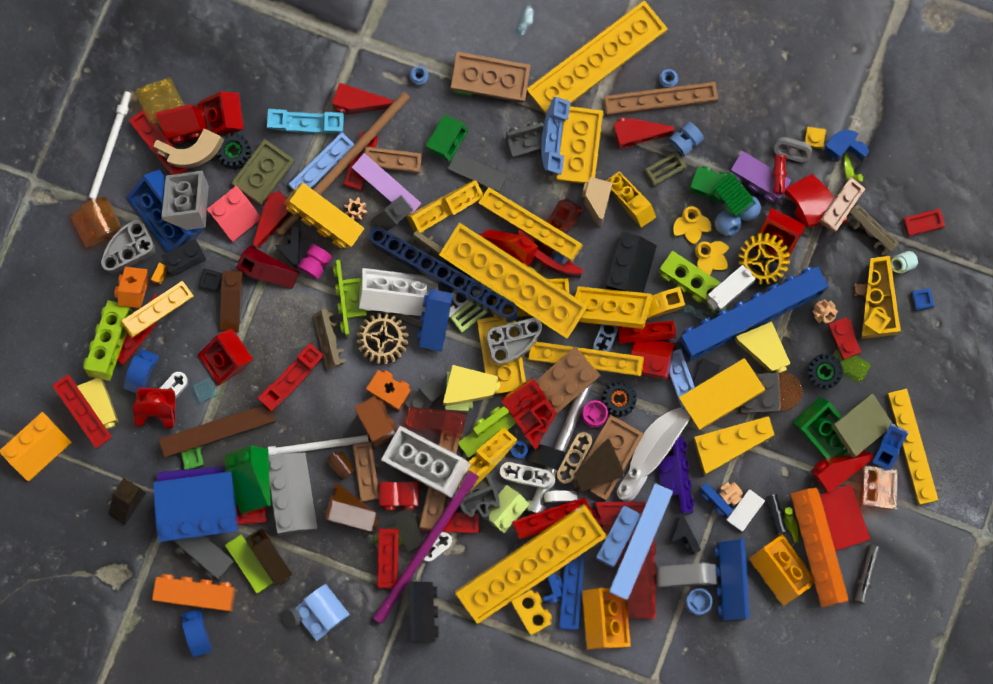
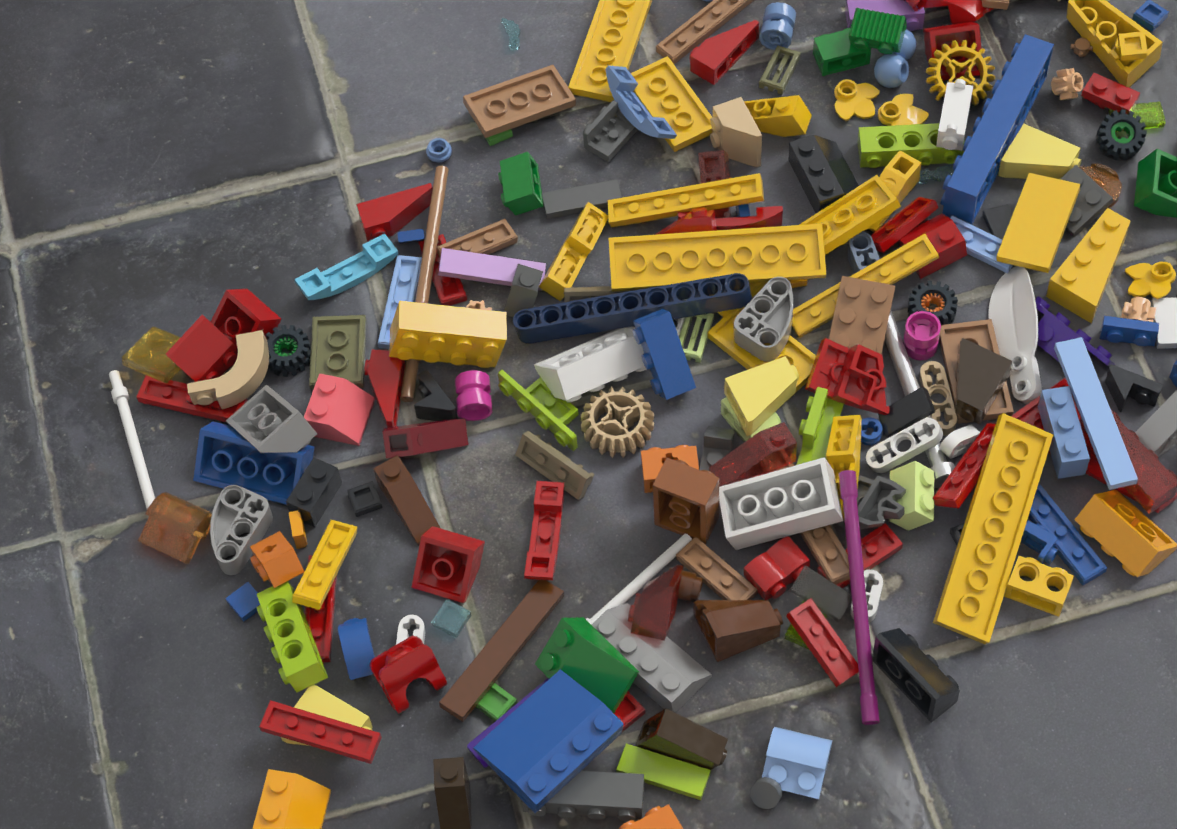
camera: 30 degrees left, 20 degrees down
(102, 295) = (244, 601): none -> blue tile
(312, 471) = (656, 605): none -> clear red slope
(357, 126) = (411, 236): none -> blue tile
(756, 476) = (1151, 279): none -> yellow plate

